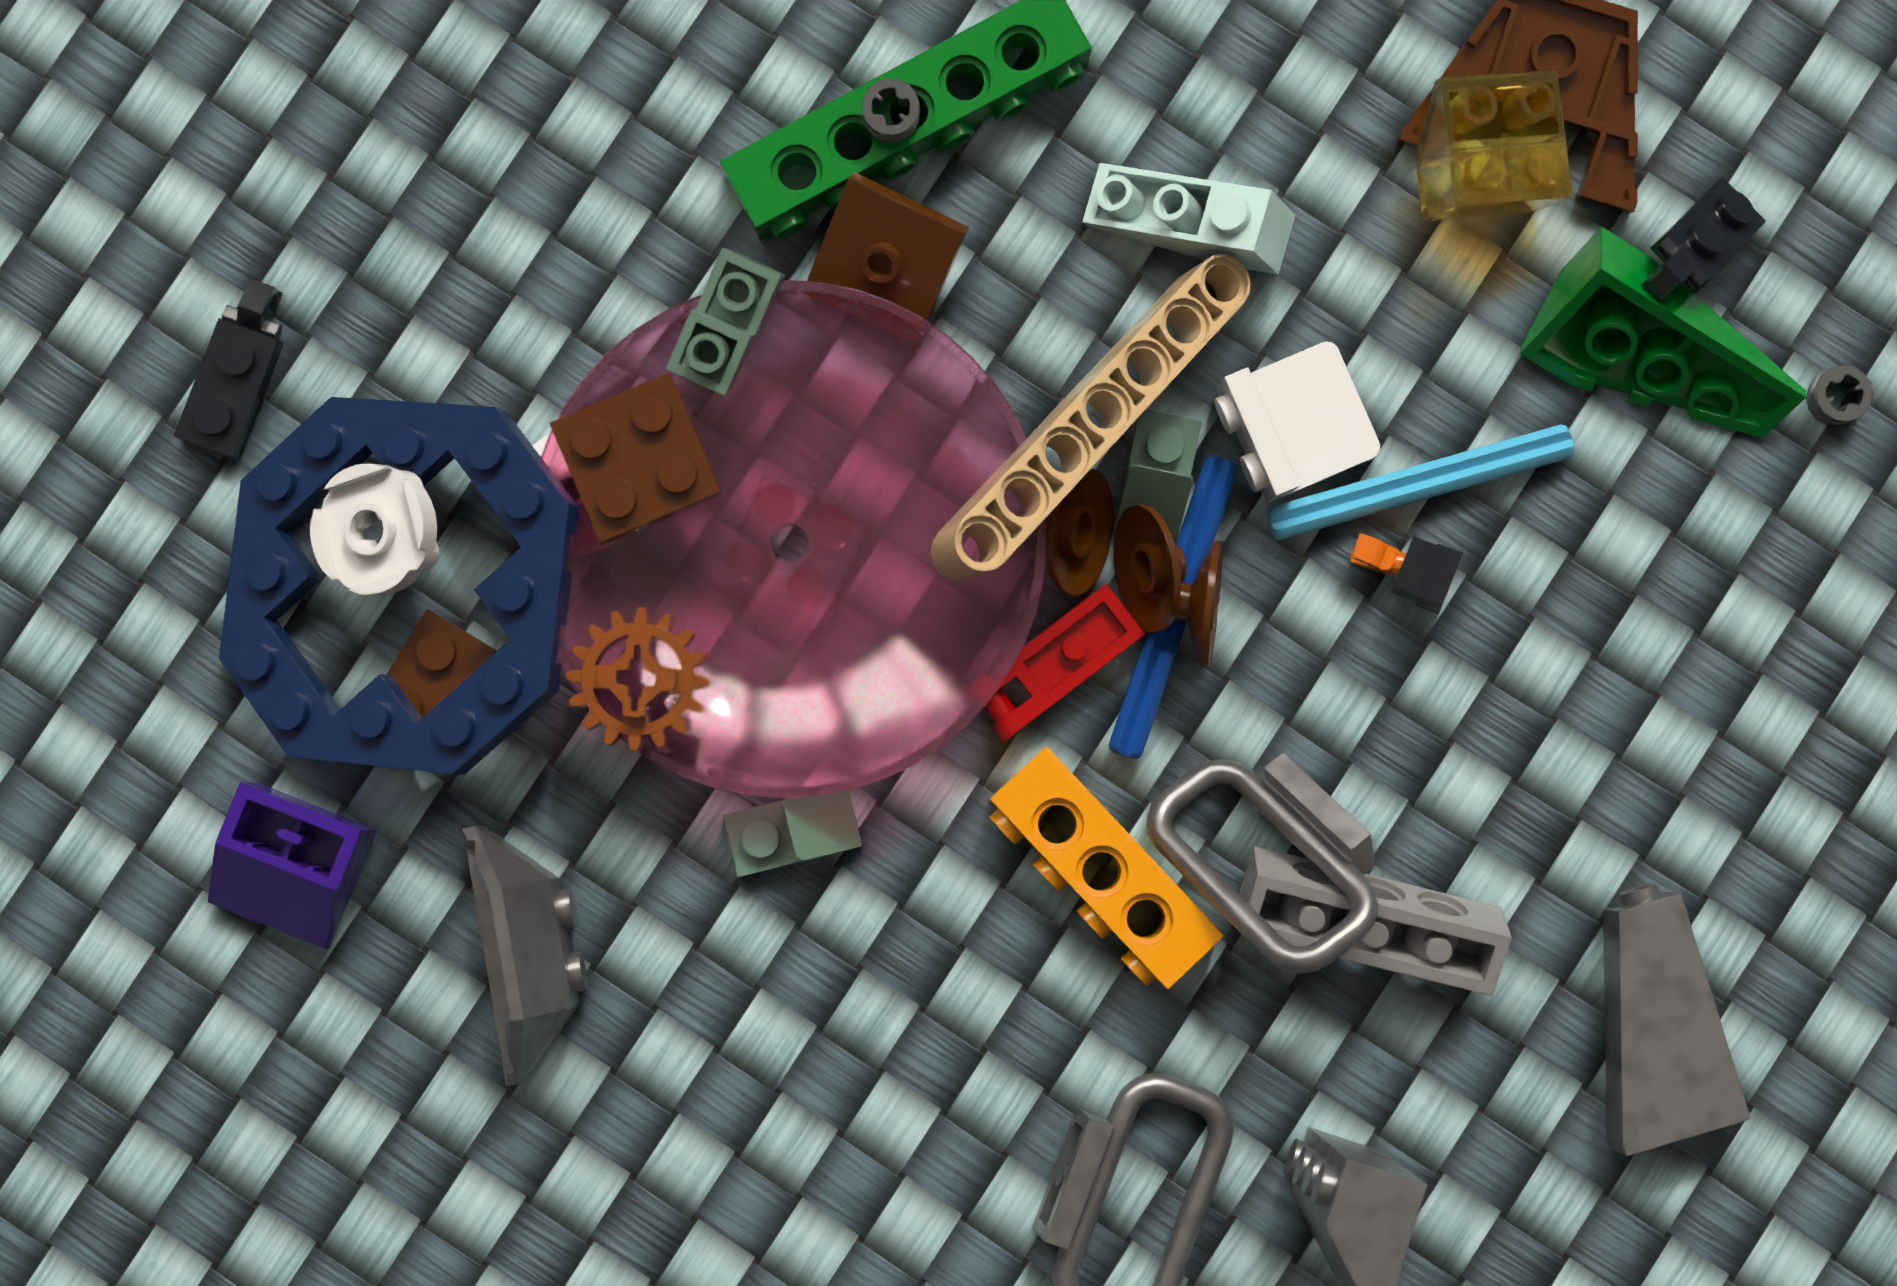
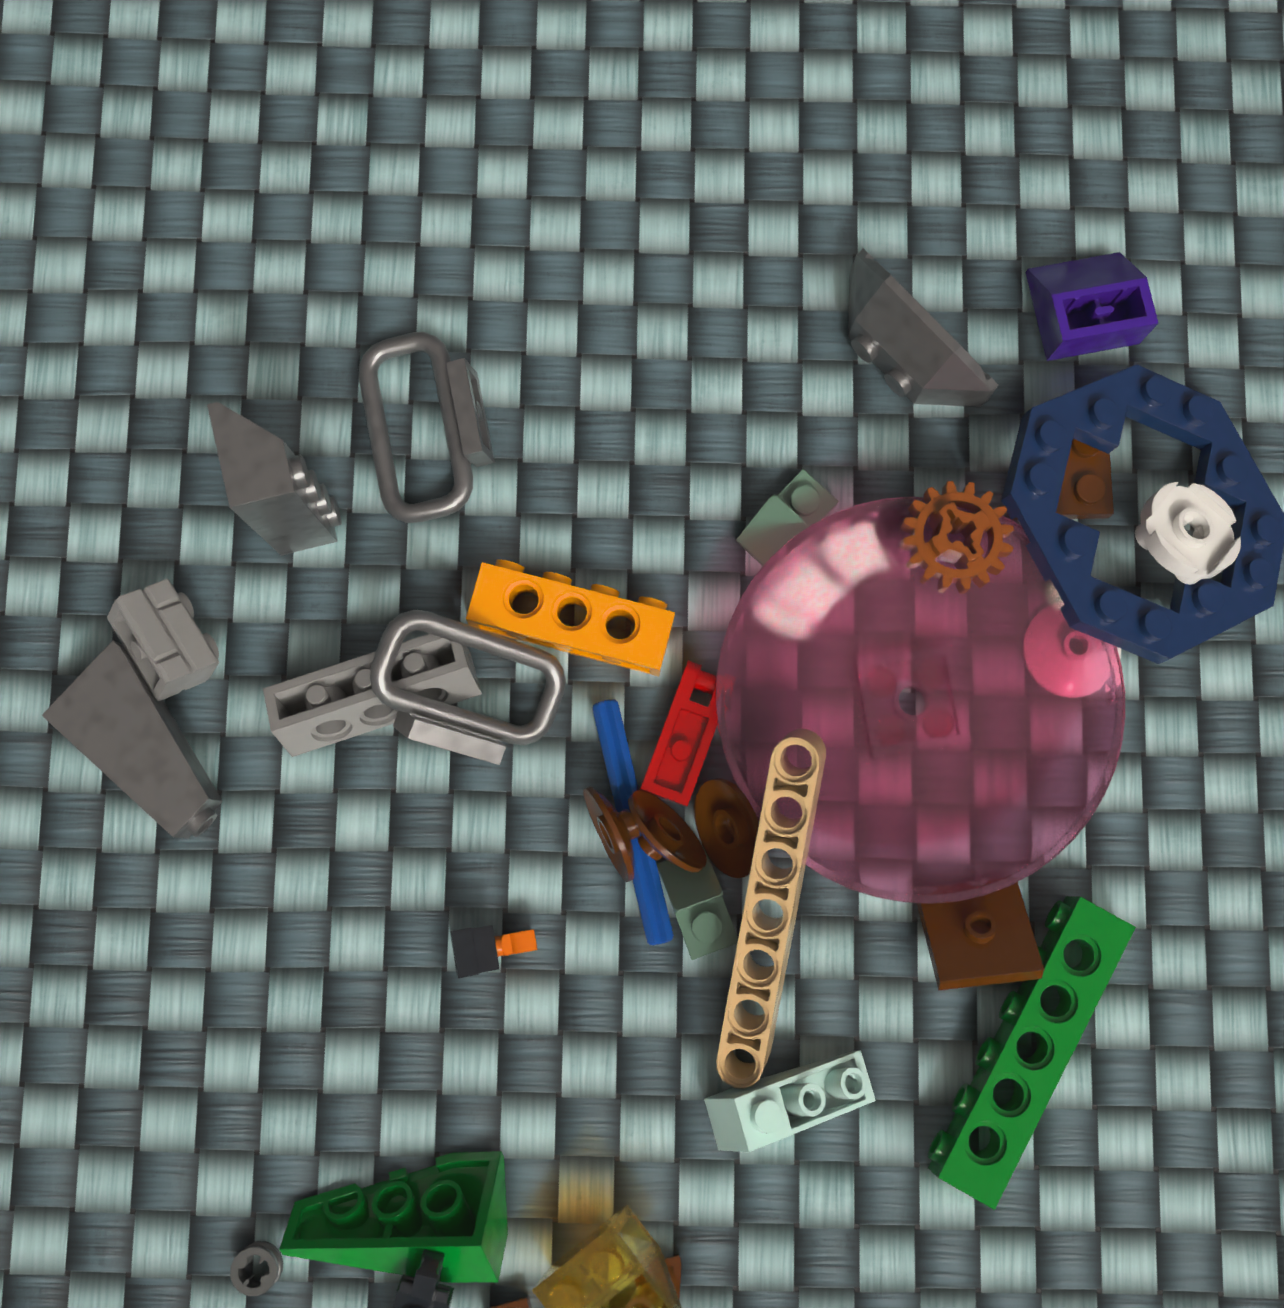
camera: 150 degrees right, 5 degrees down
(635, 458) = (1055, 683): reddish brown plate -> none
(725, 321) = (1059, 813): sand green slope -> none
(876, 123) = (1065, 1038): dark grey bush -> none
(1296, 421) = (627, 1002): white bracket -> none
(1420, 482) = (515, 1016): medium azure axle -> none
(1567, 1126) = (164, 639): none -> light grey brick

